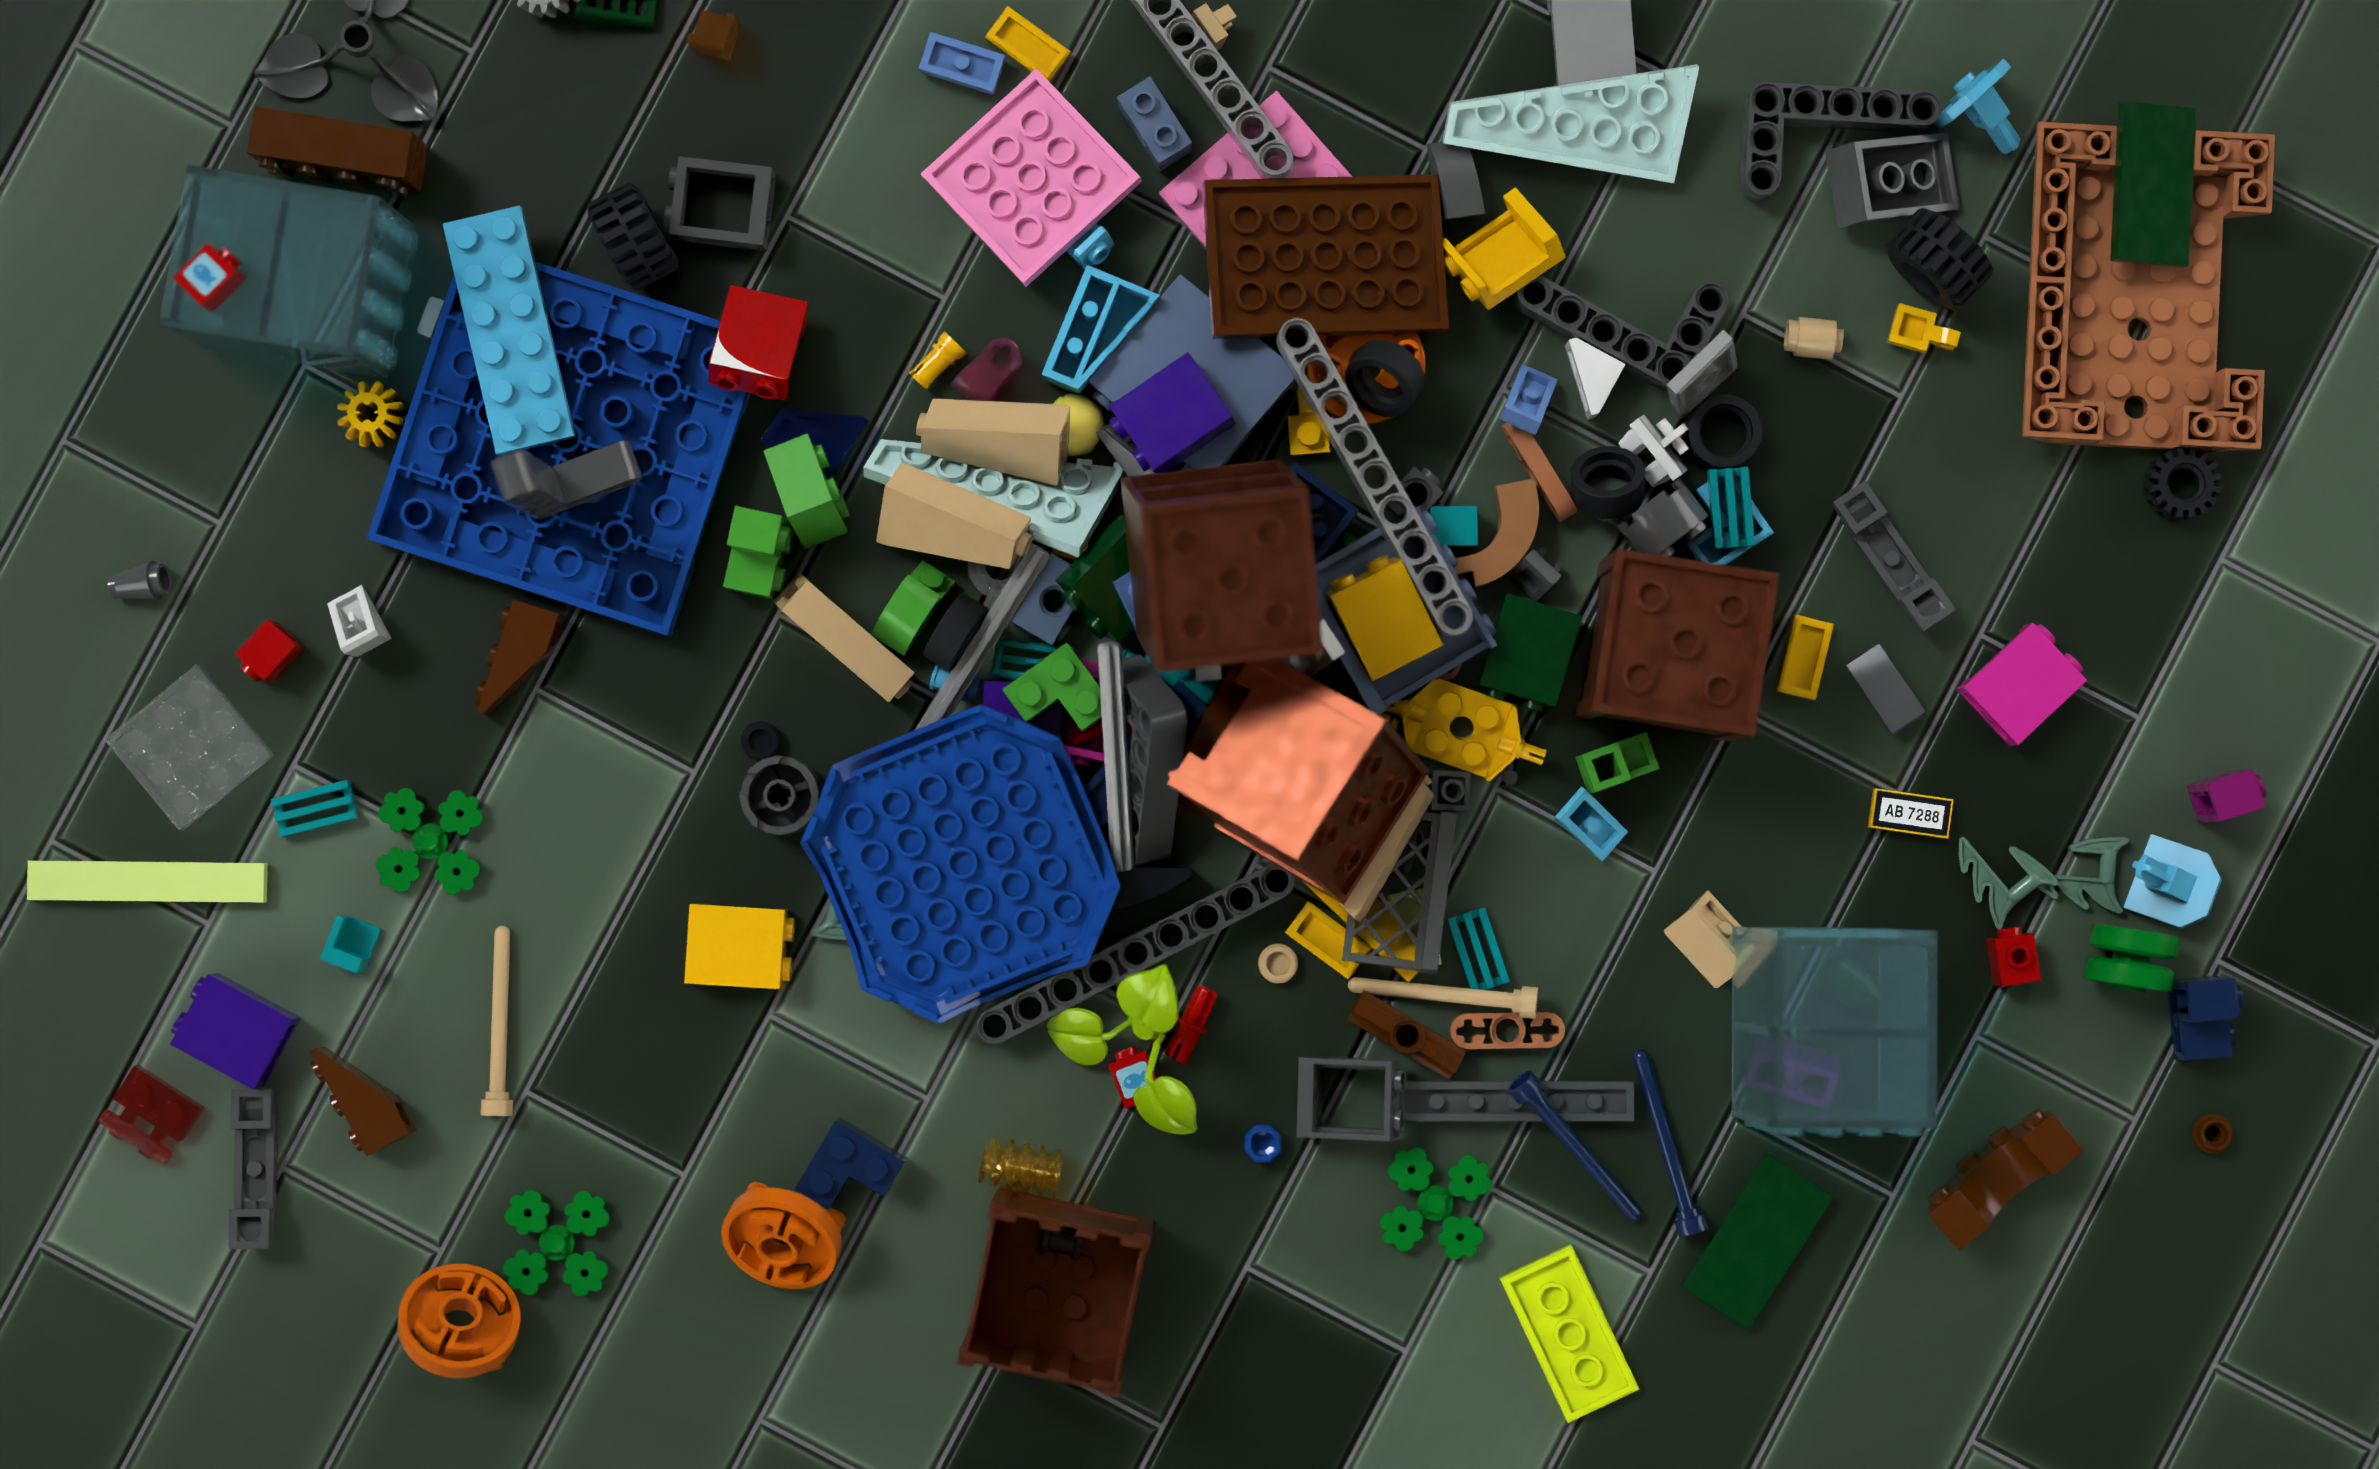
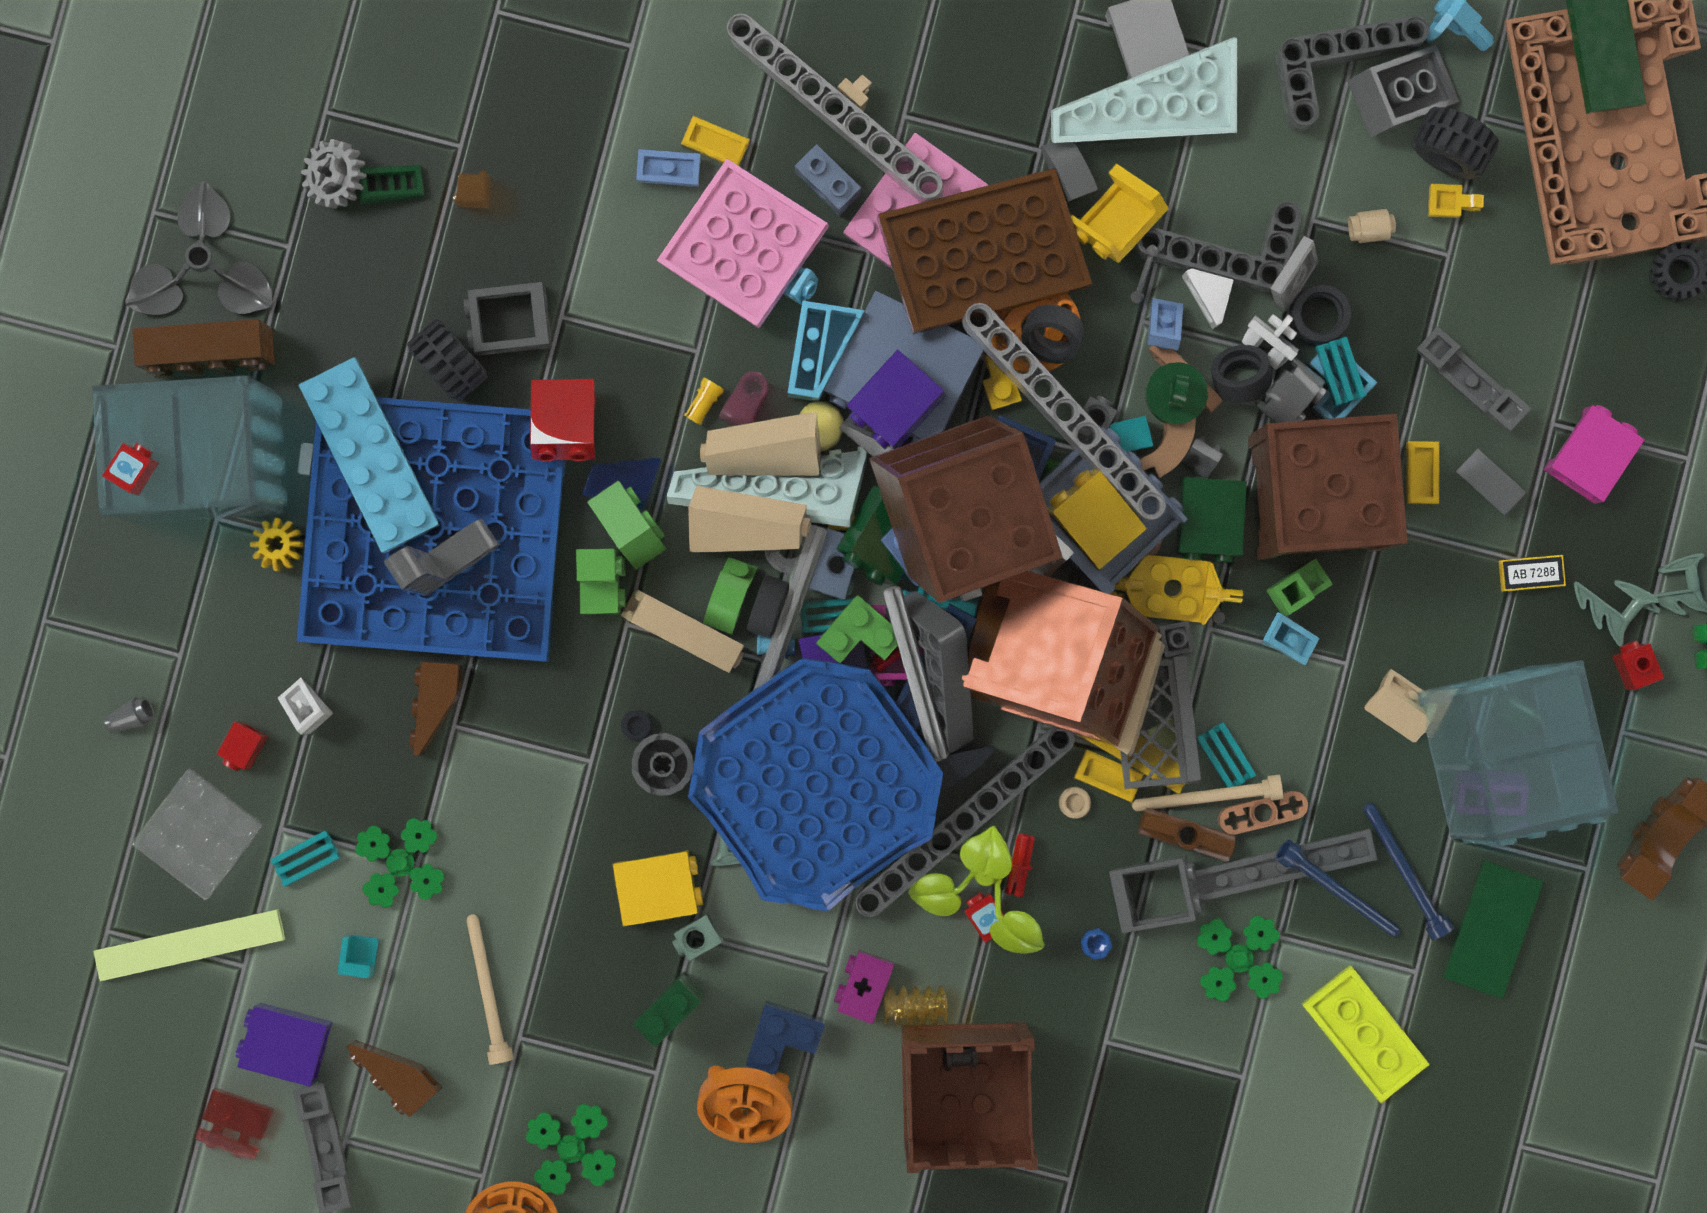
camera: 15 degrees left, 0 degrees up
(716, 1097) = (669, 1009): none -> dark green brick
(790, 1019) = (706, 927): none -> sand green brick
(960, 1151) = (865, 1004): none -> magenta brick
(1504, 356) = (1138, 296): none -> dark grey hinge
(1520, 487) = (1176, 393): none -> dark green tile

